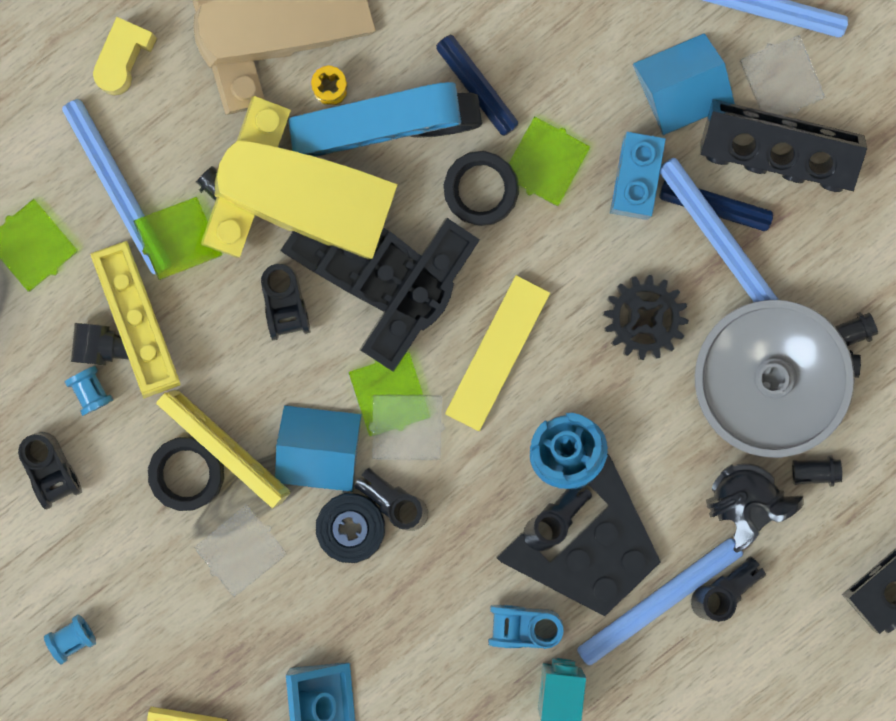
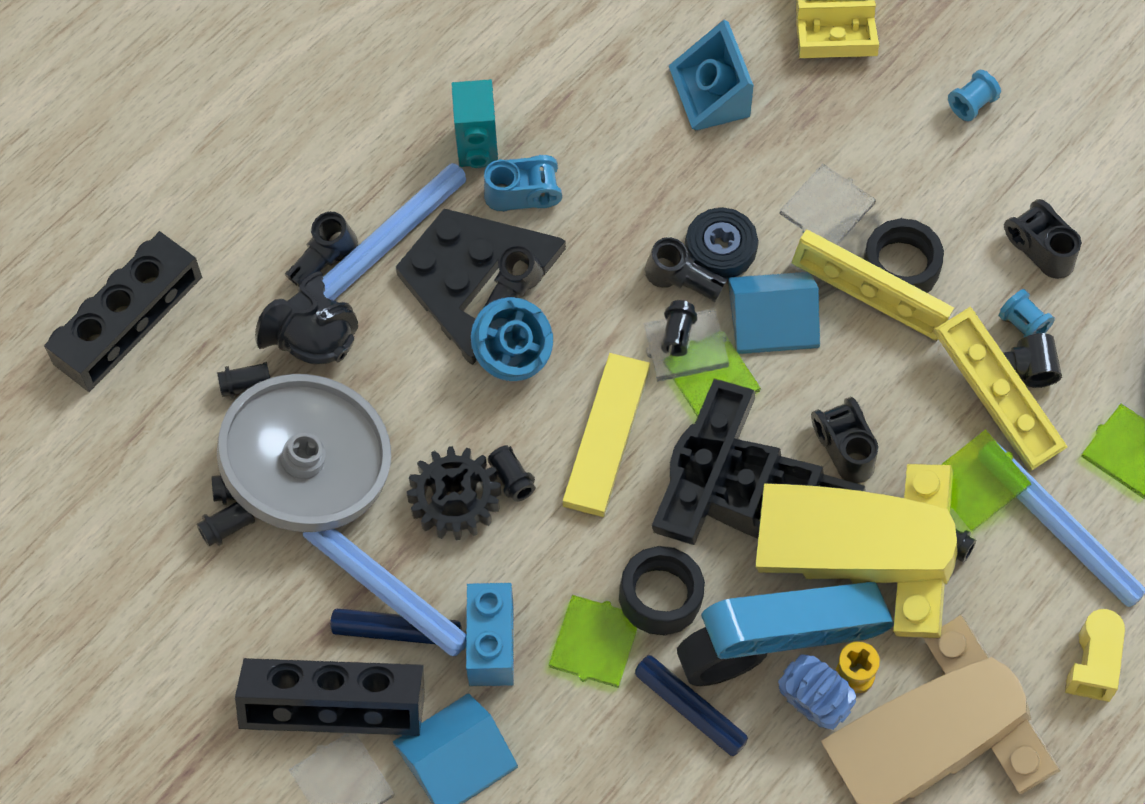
camera: 170 degrees right, 25 degrees down
(370, 65) = (817, 691): none -> medium blue gear
(412, 438) = (679, 318): none -> black pin
(590, 328) = (516, 481): none -> black pin

